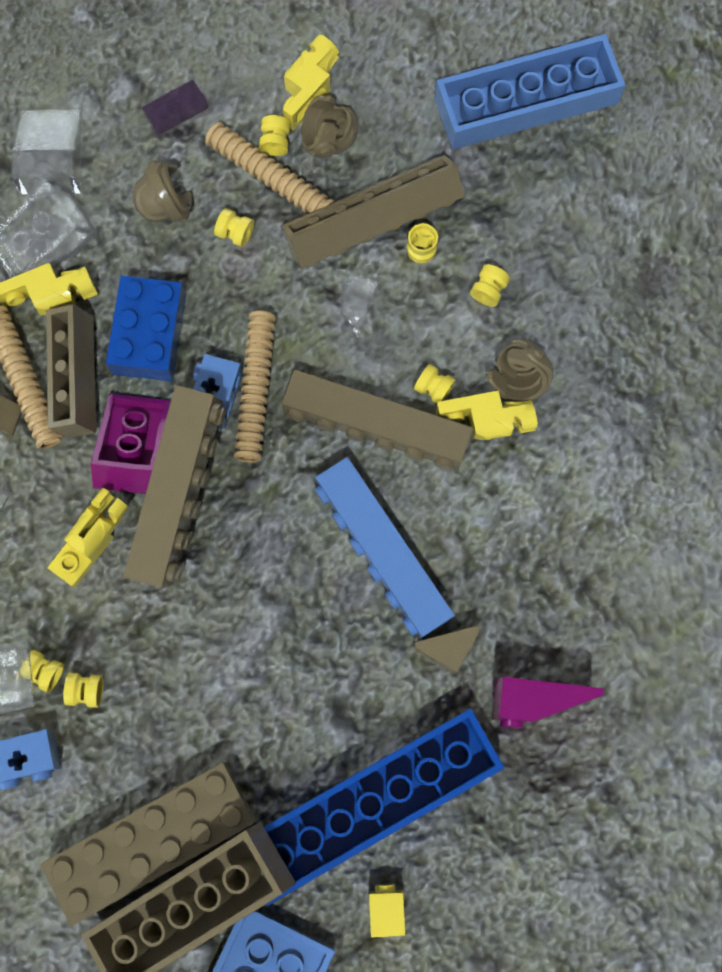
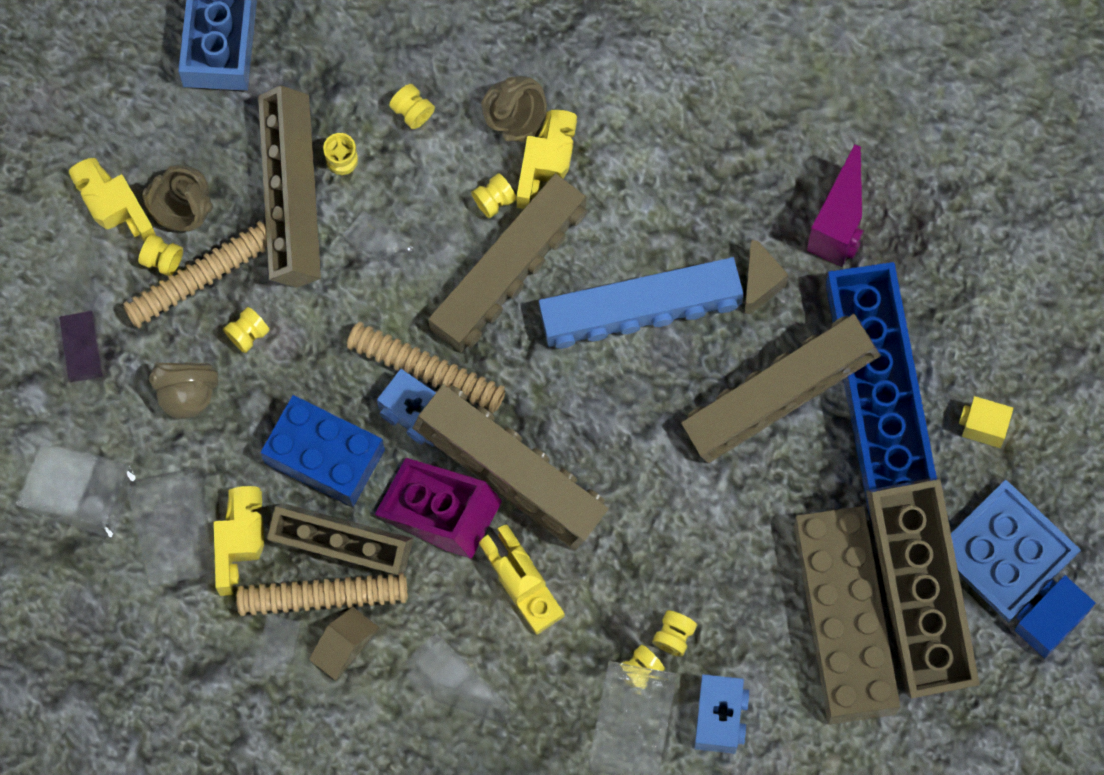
camera: 65 degrees left, 5 degrees down
(341, 705) = (780, 388): none -> dark tan brick

